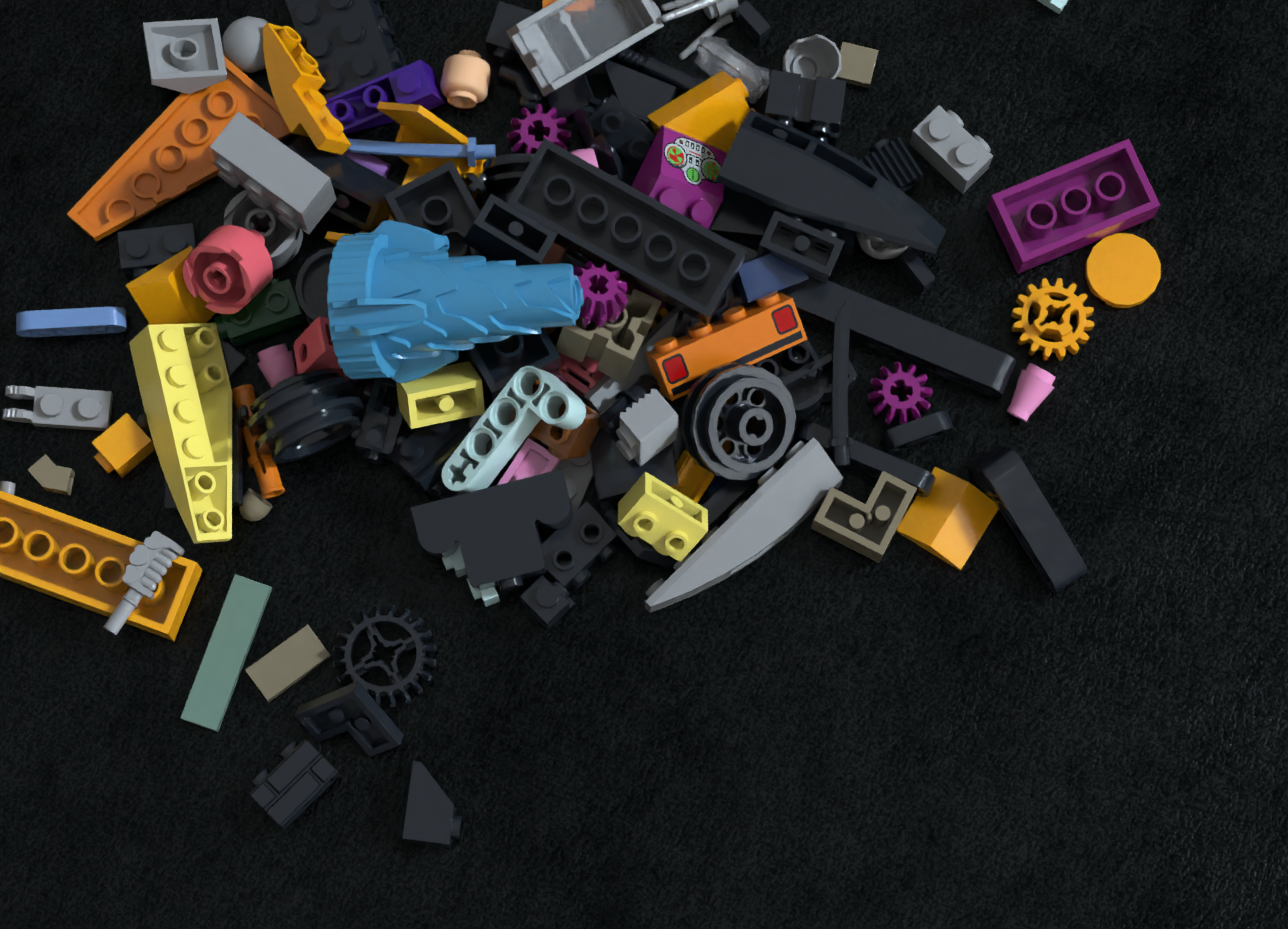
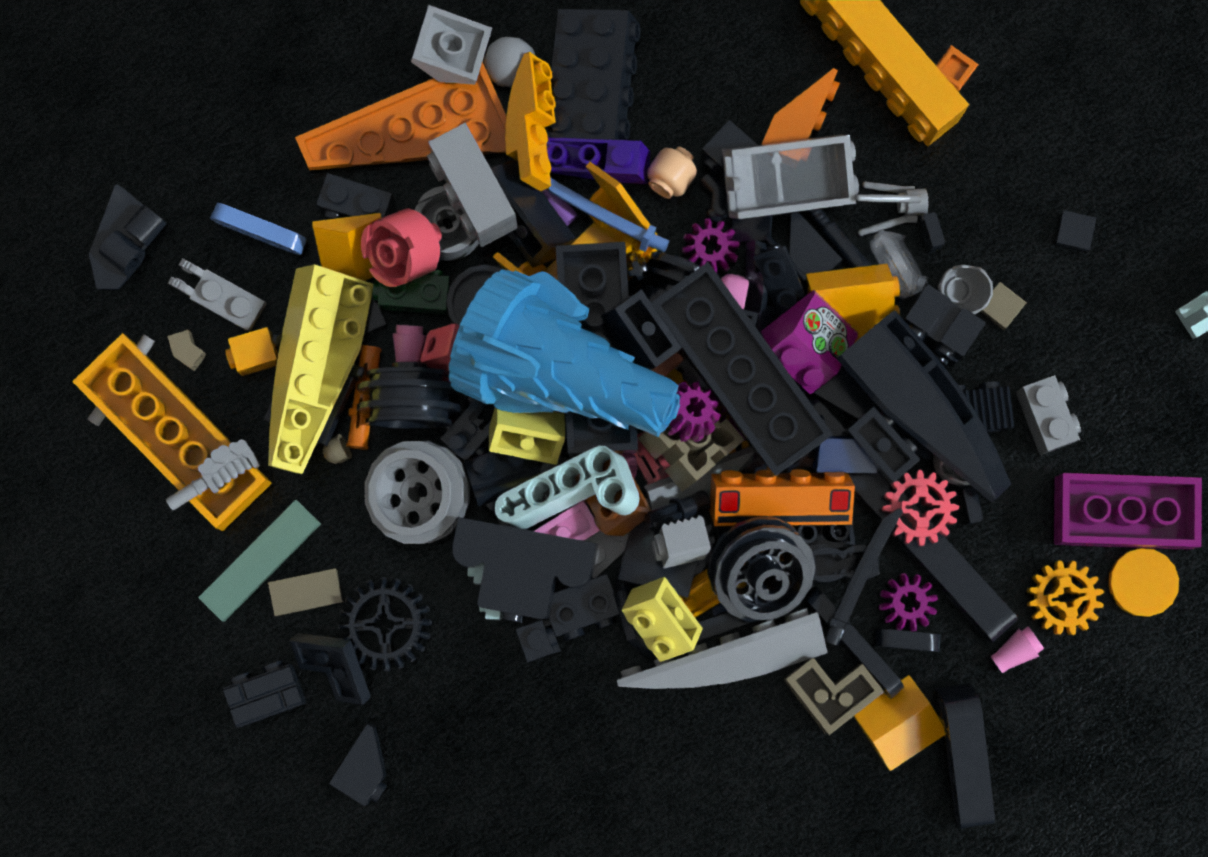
camera: 25 degrees right, 5 degrees up
(317, 517) = (450, 491): none -> light grey wheel
(881, 284) = (920, 492): none -> coral gear

